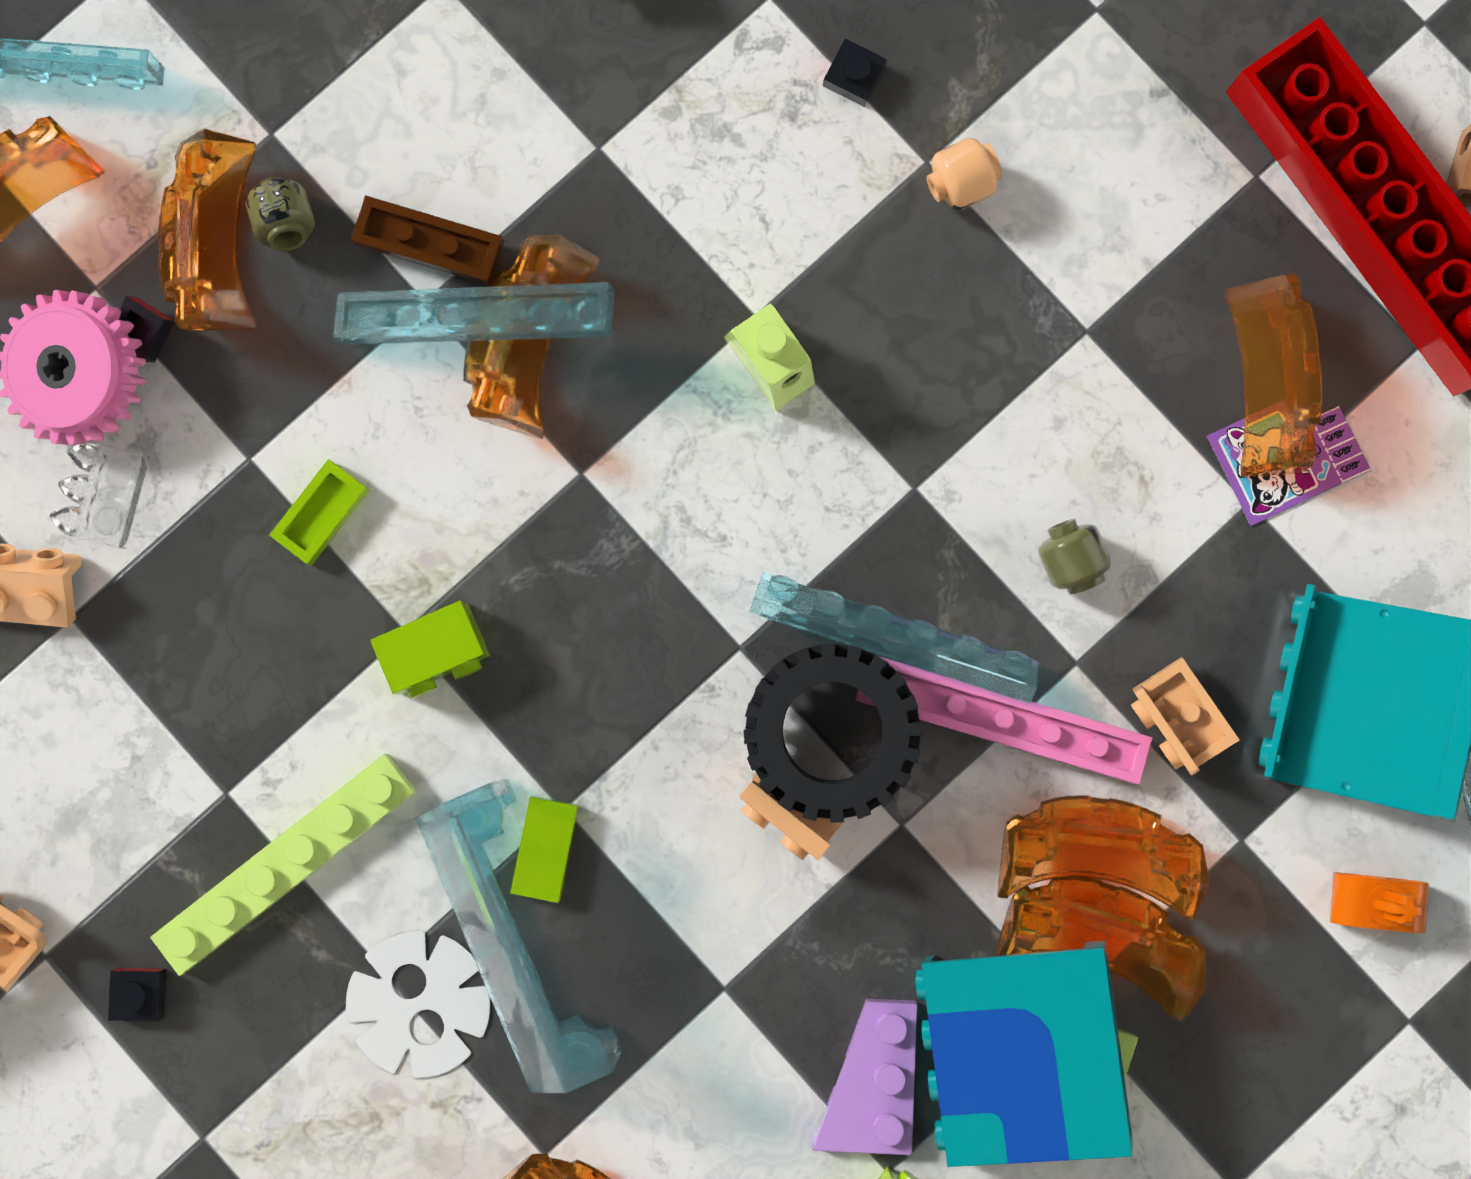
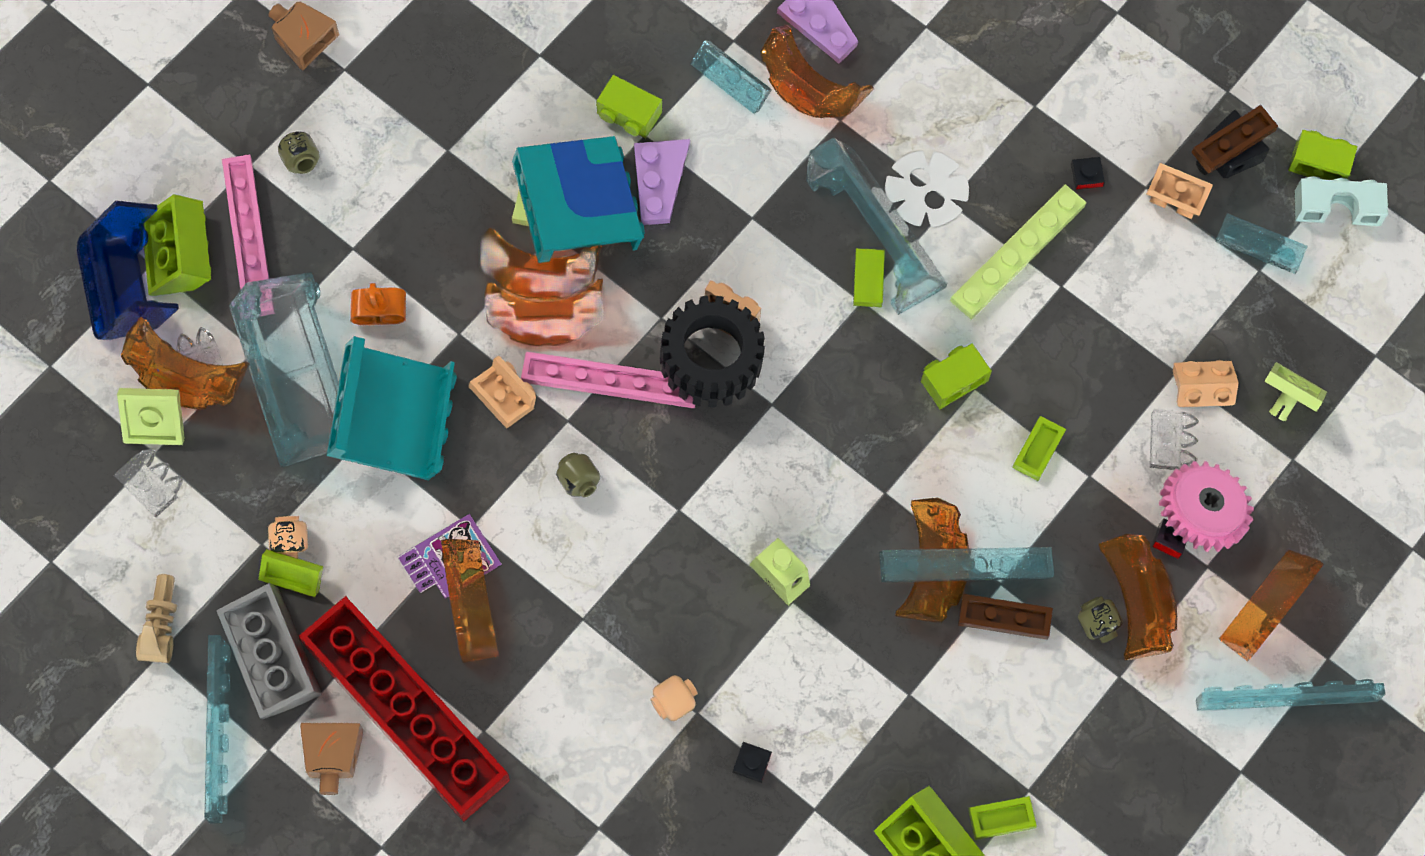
camera: 165 degrees right, 15 degrees down
(896, 637) = (680, 416): clear light blue plate -> none

